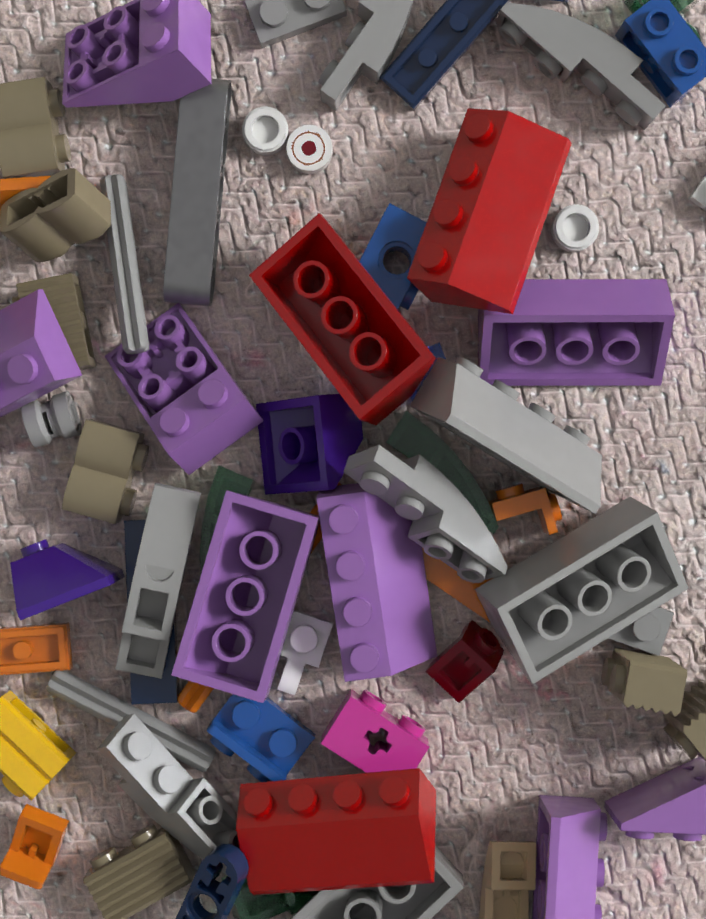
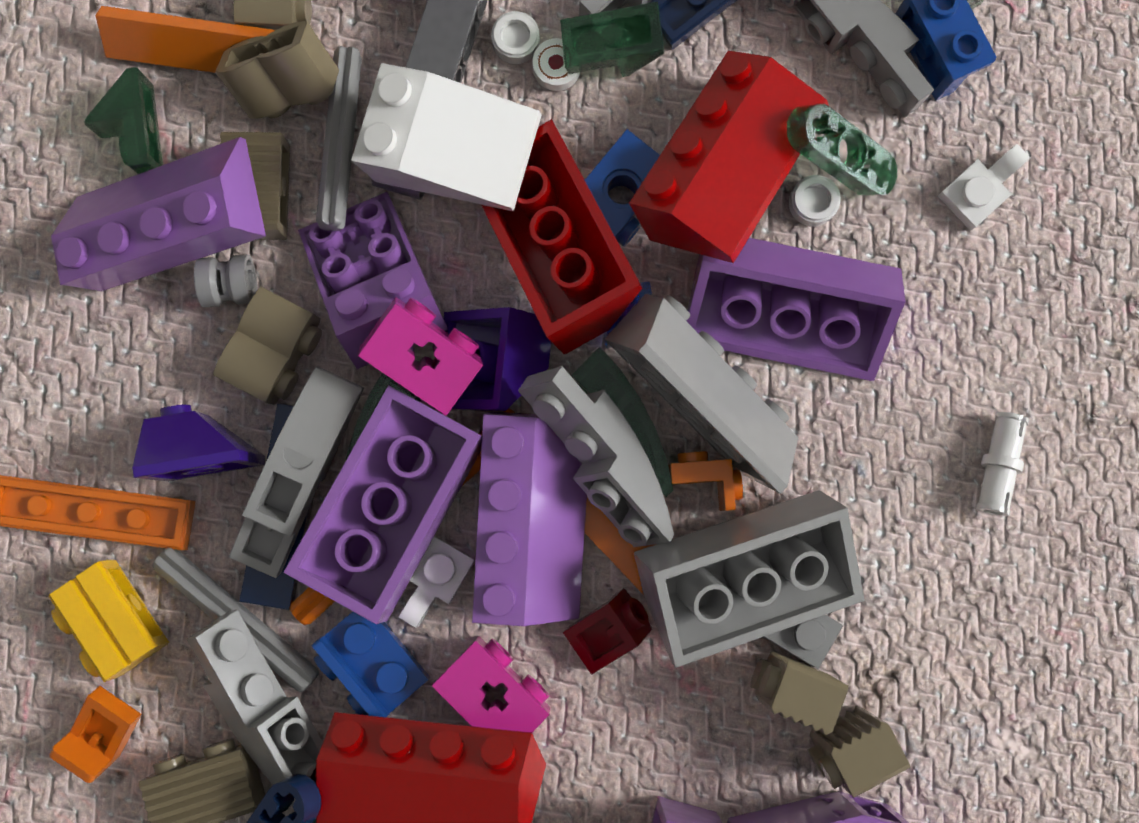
camera: 10 degrees right, 5 degrees down
(227, 252) = (445, 138): none -> white slope
(264, 476) = (434, 381): none -> dark pink brick
(358, 119) = (613, 38): none -> clear green slope
(577, 187) = (825, 151): none -> clear green beam

